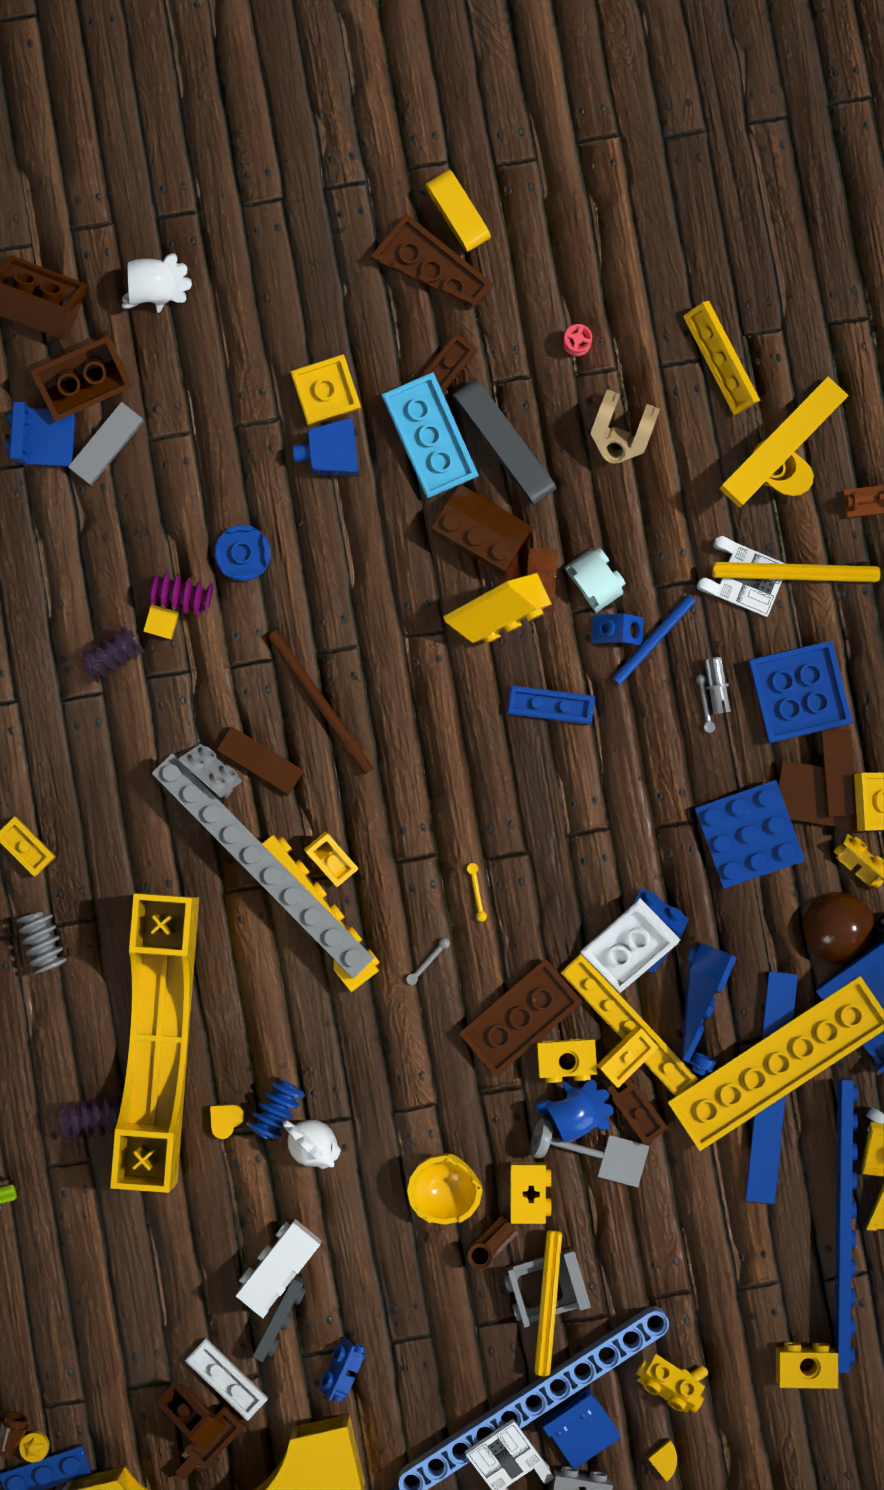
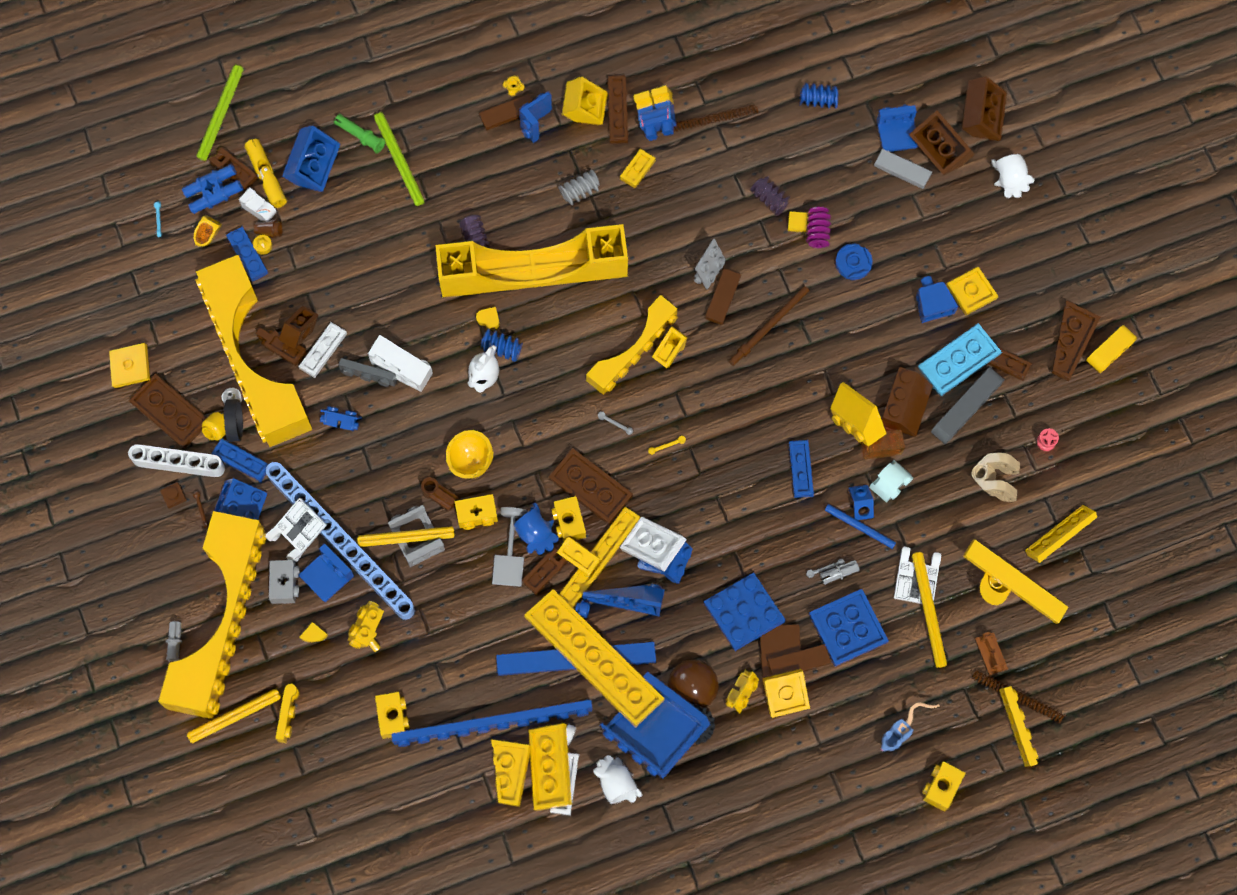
camera: 75 degrees right, 15 degrees down
(263, 865) = (654, 307): light grey plate -> none

